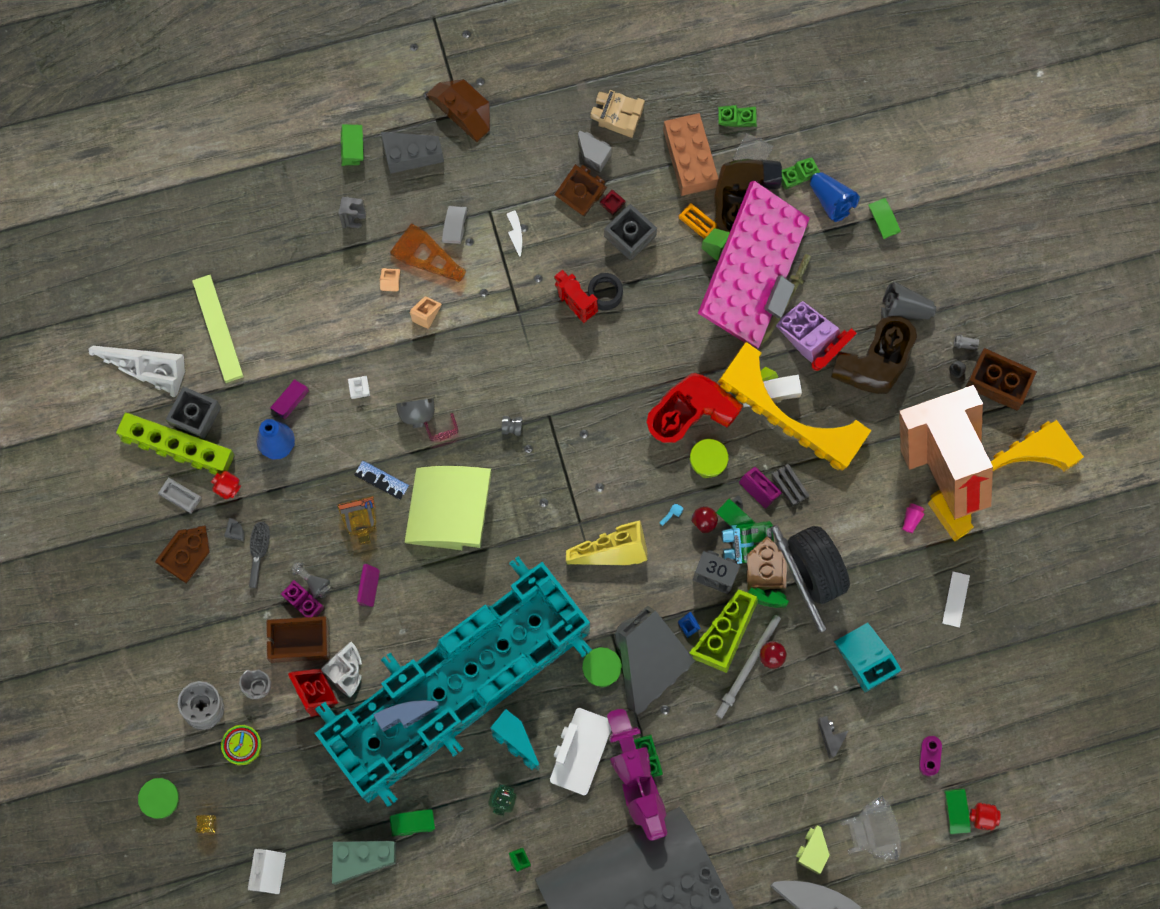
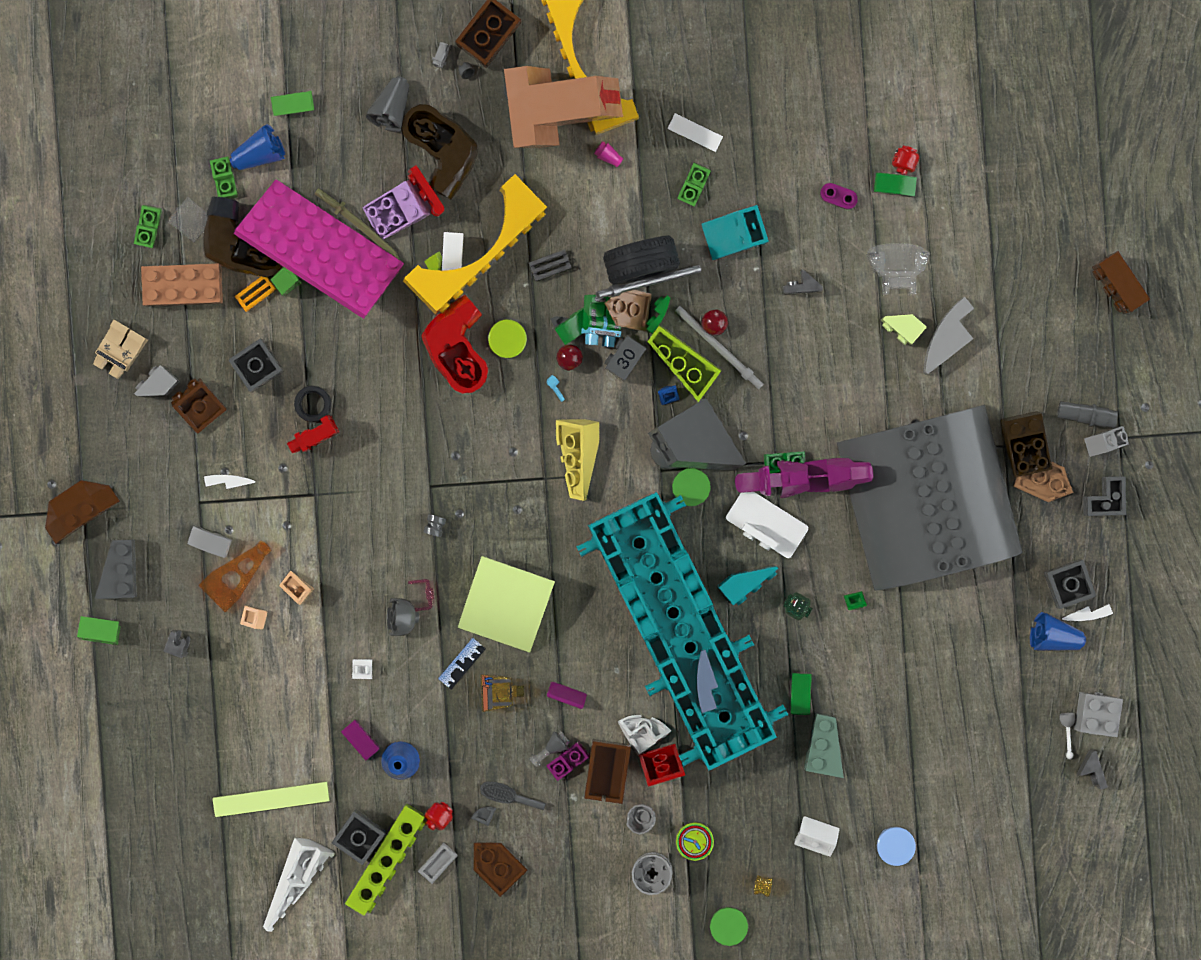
camera: 75 degrees left, 15 degrees up
(612, 202) = (216, 375): dark red tile -> none
(760, 487) = (546, 295): magenta slope -> none
(779, 297) = (356, 231): tile -> none
(904, 608) = (694, 184): none -> bright green slope

